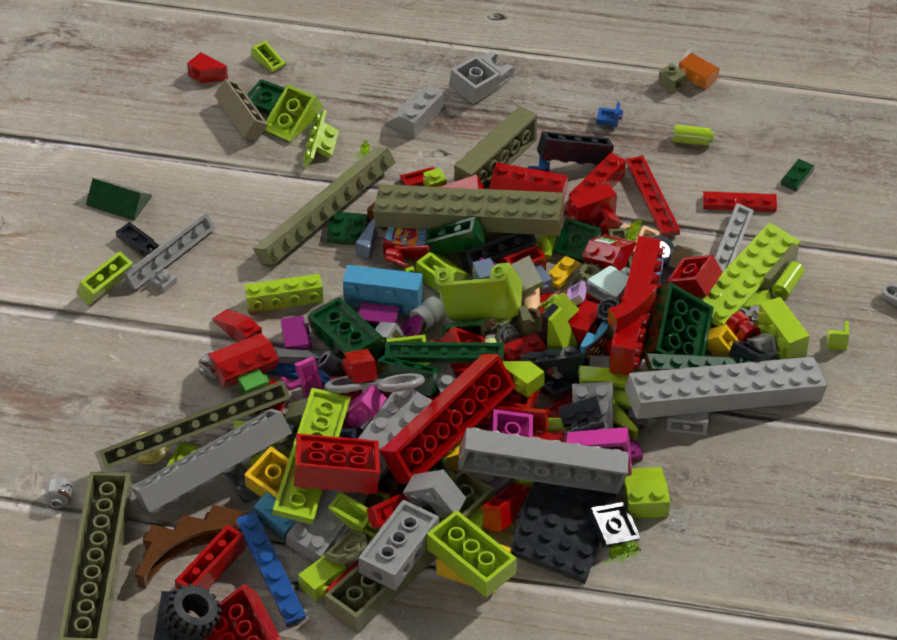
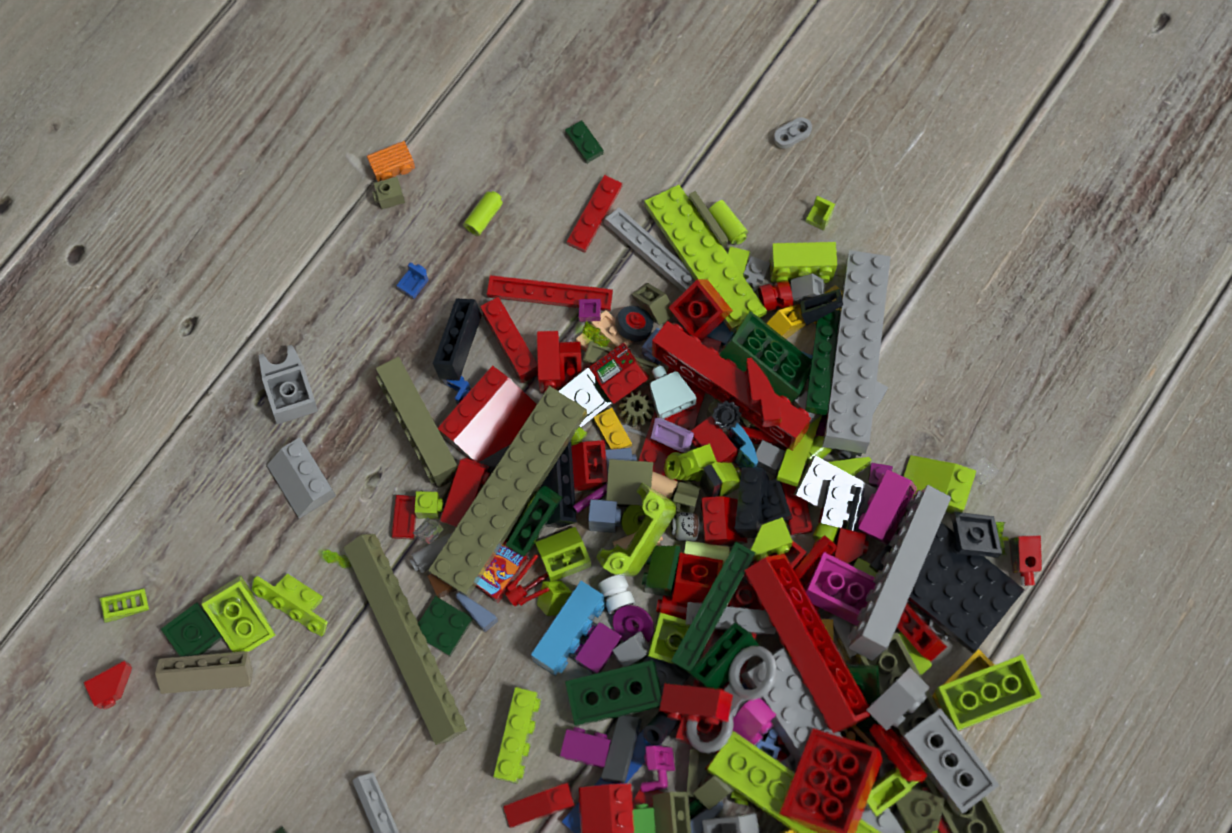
camera: 65 degrees left, 25 degrees up
(615, 564) = (1028, 549): none -> red torso
(651, 217) = (589, 310): none -> magenta plate

